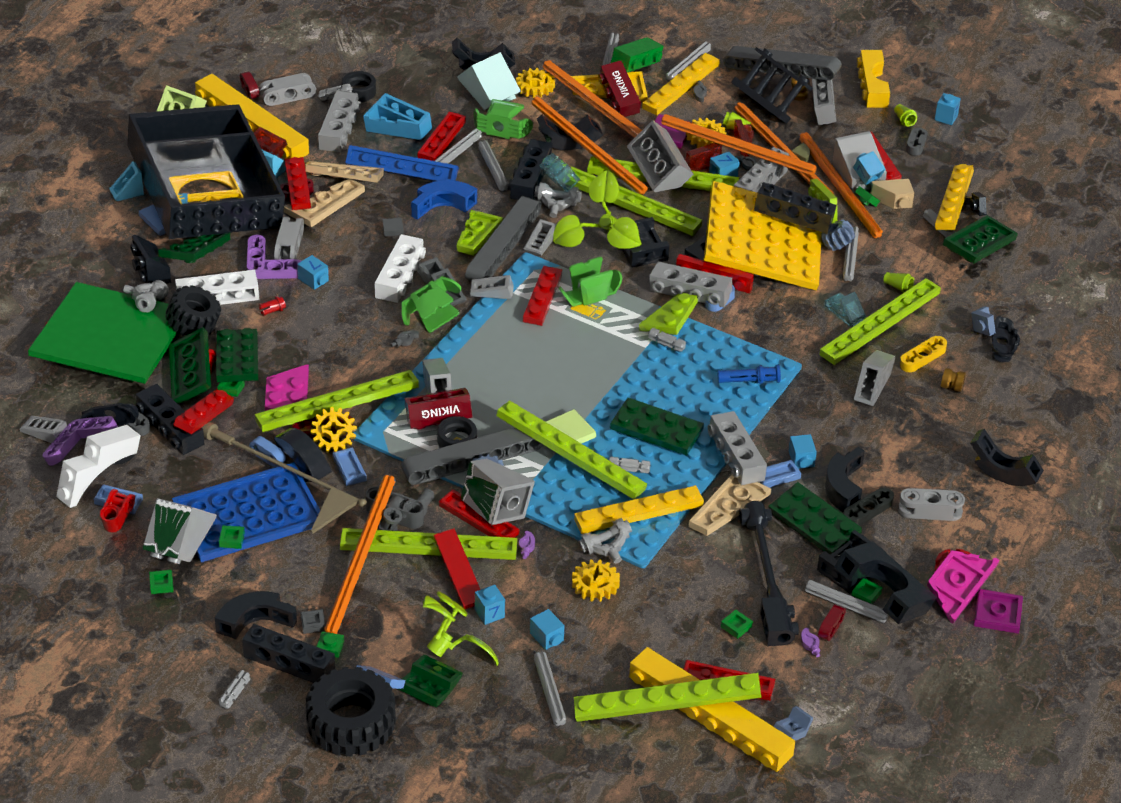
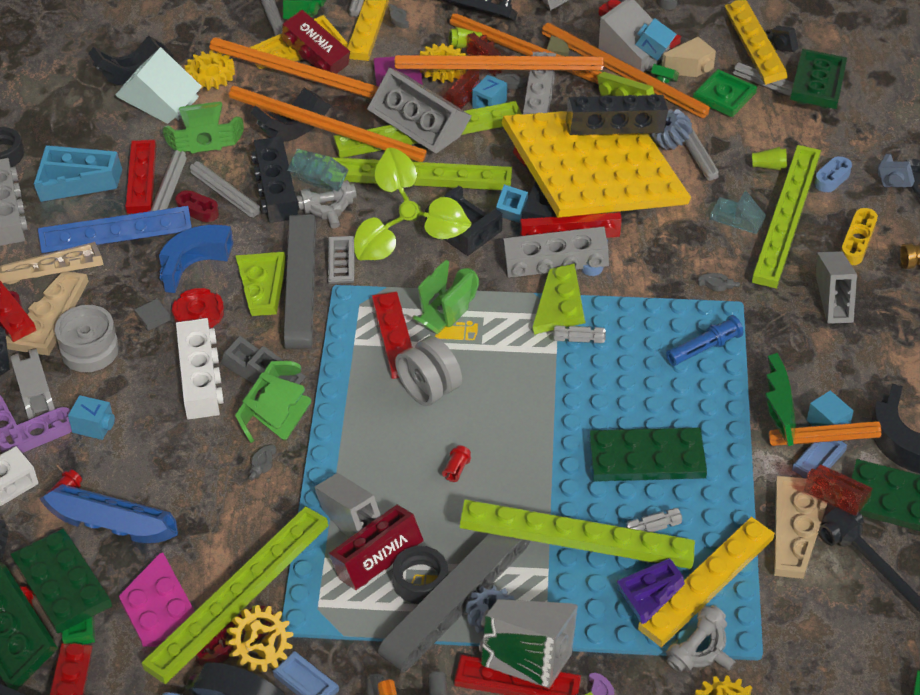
camera: 25 degrees left, 5 degrees up
(282, 325) = (121, 516): none -> blue brick
(338, 224) = (87, 338): none -> light grey wheel
(428, 231) = (198, 304): none -> red tile
(468, 170) = (199, 206): none -> dark red beam
(499, 287) = (331, 339): light grey slope -> none
(528, 383) = (459, 458): none -> red pin
(543, 321) = (428, 370): none -> light grey wheel
(574, 426) = (551, 498): yellowish green tile -> none
(596, 496) = (651, 588): none -> dark purple wing
(680, 240) = (512, 203): none -> dark azure brick
(737, 448) = (764, 444): light grey brick -> none
(764, 490) = (837, 489): none -> clear red bracket
(774, 427) = (780, 399): none -> green slope
(792, 459) = (829, 433): none -> orange axle
(794, 345) = (717, 282): none -> dark grey piece
(902, 225) = (725, 93): none -> green plate
(939, 308) = (837, 177): none -> medium blue beam

